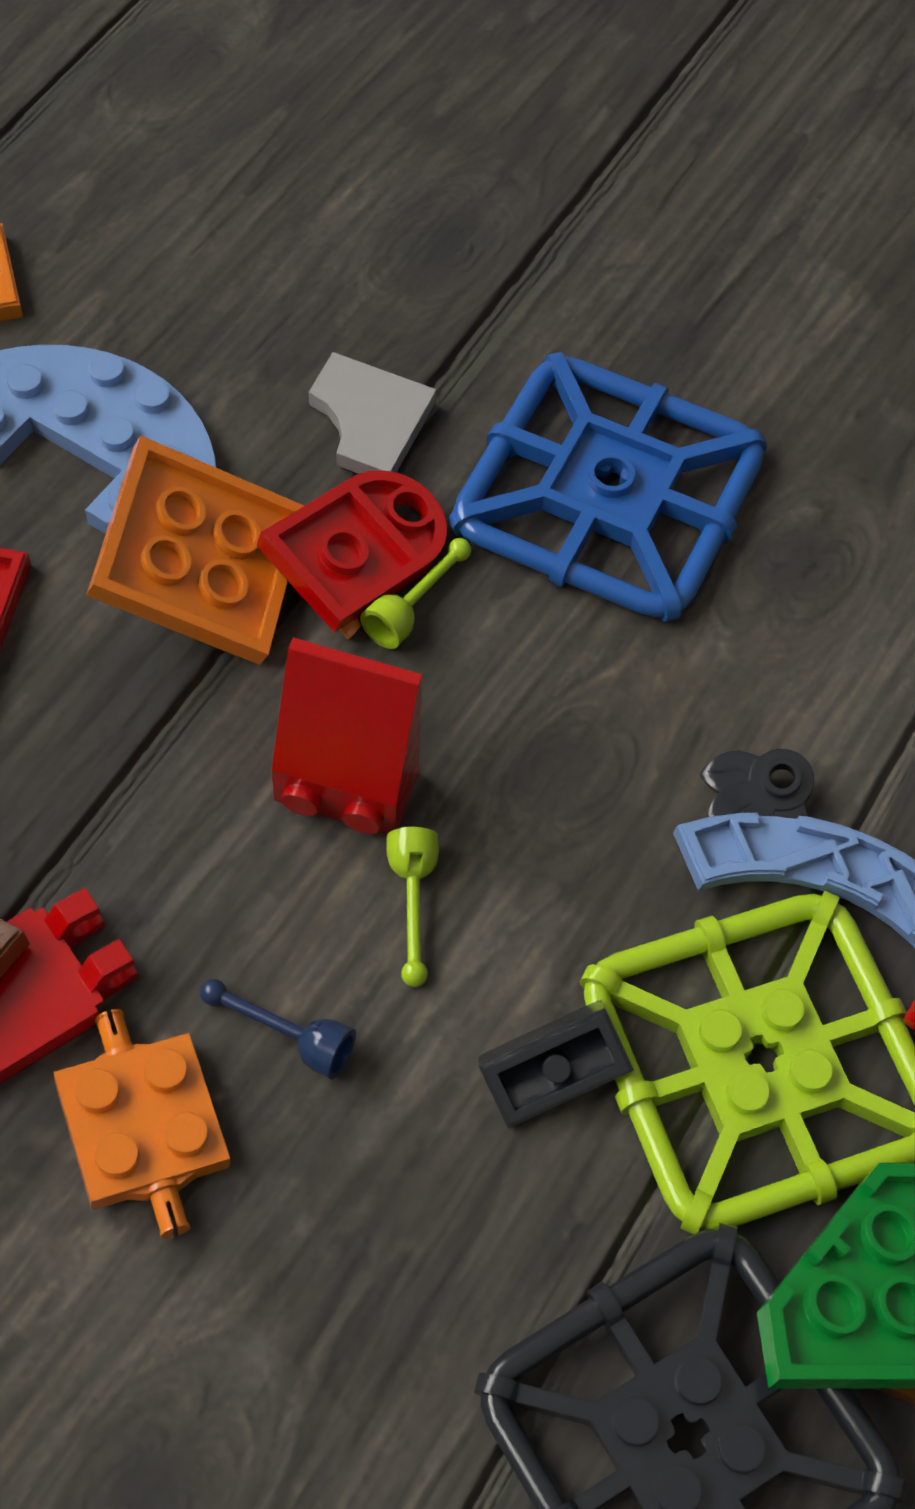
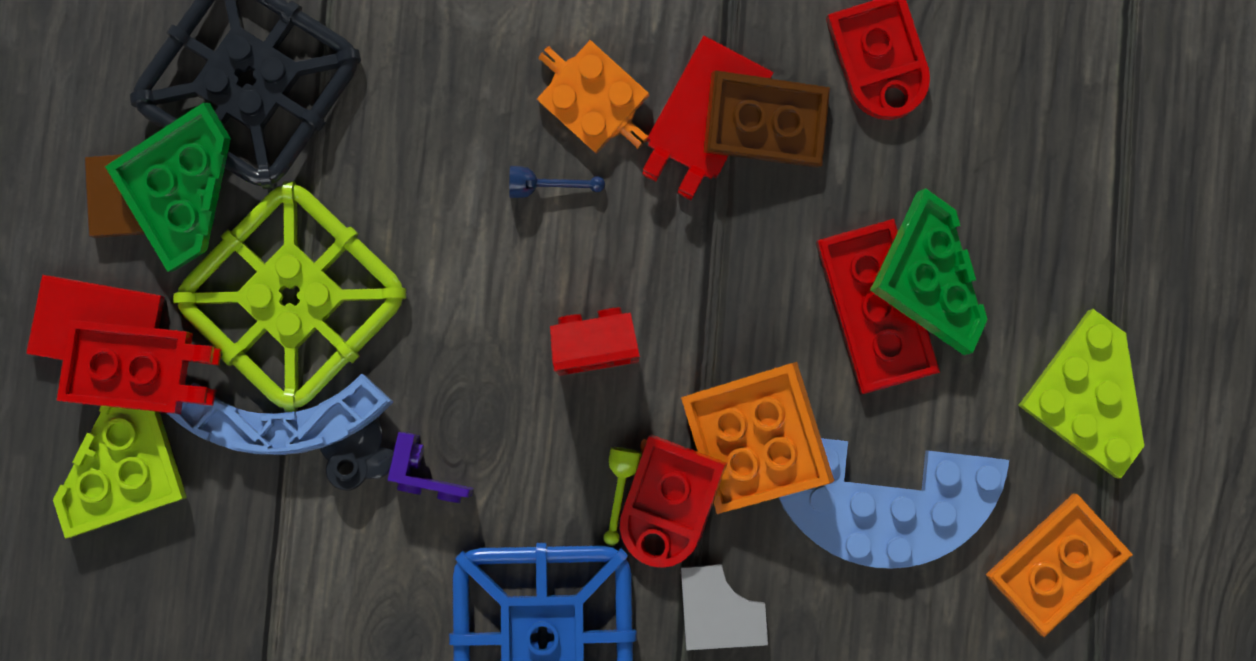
camera: 155 degrees right, 25 degrees up
(412, 856) = (531, 313): lime hinge -> none
(554, 1063) = (397, 234): black slope -> none
(693, 722) = (408, 456): none -> dark purple bracket

